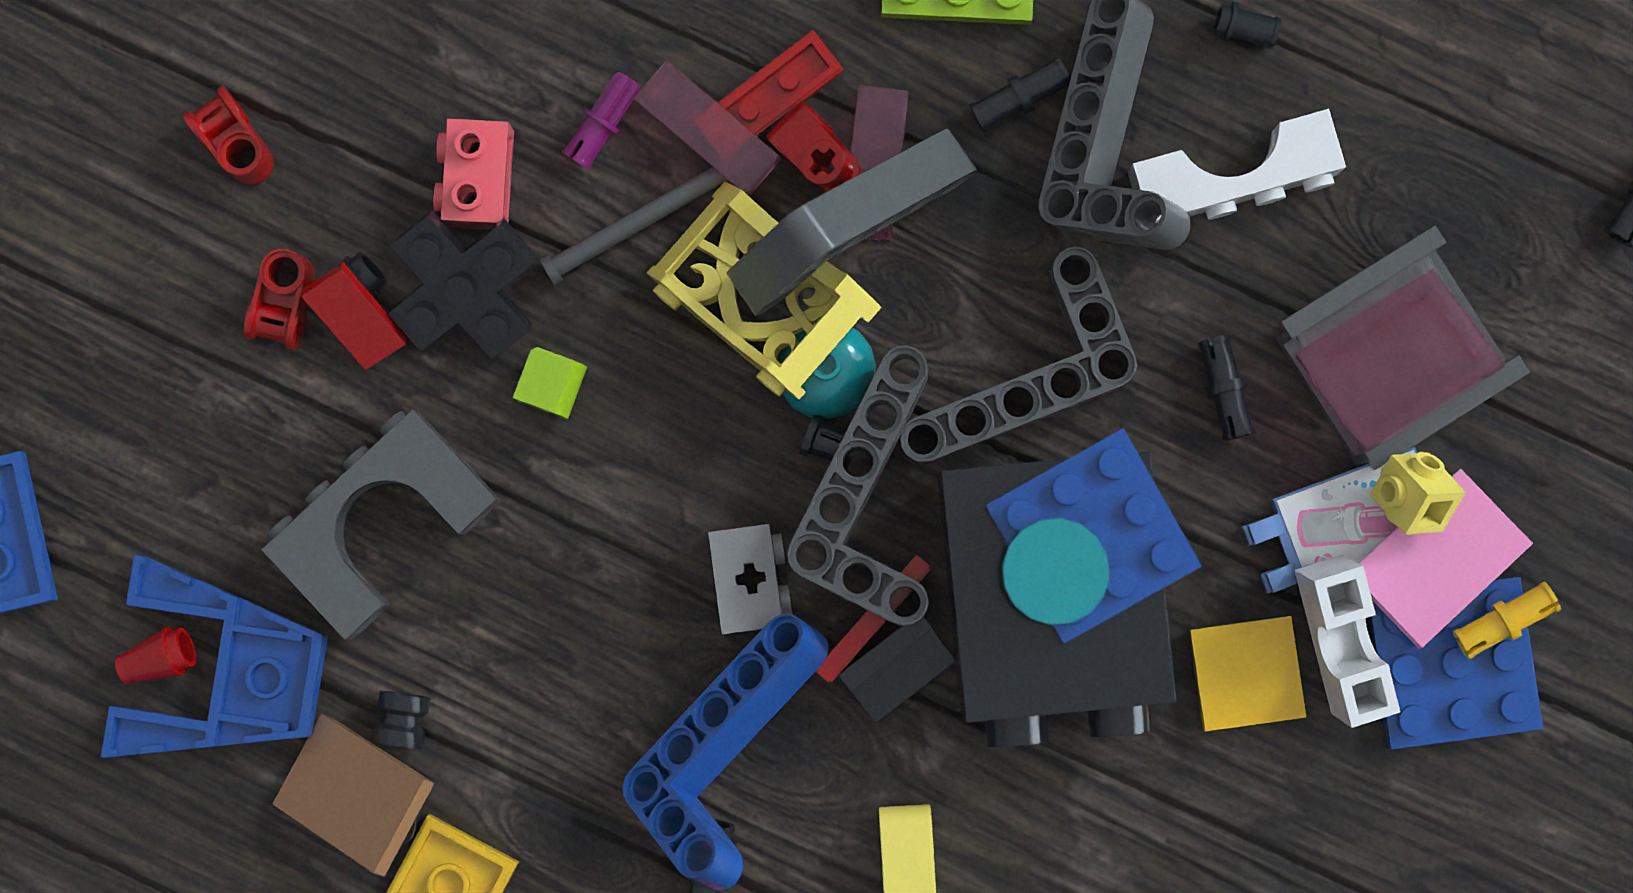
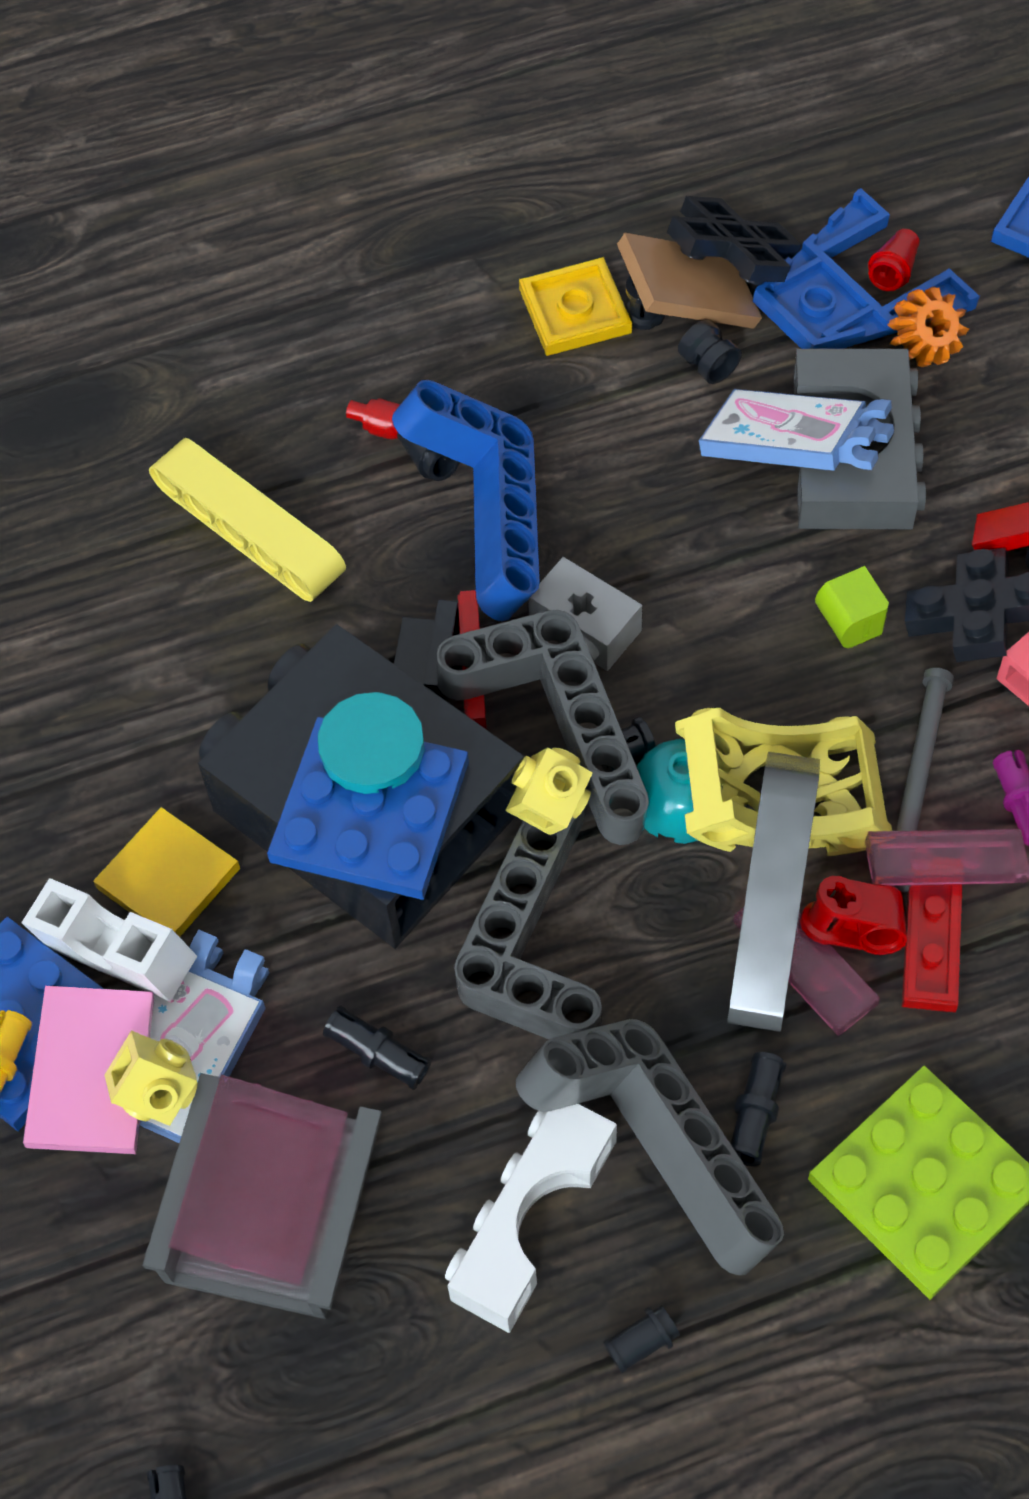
camera: 135 degrees right, 25 degrees down
(217, 559) = (928, 326): none -> orange gear
(272, 798) = (716, 230): none -> black plate
(429, 569) = (797, 430): none -> tile
(945, 431) = (549, 790): none -> light yellow brick

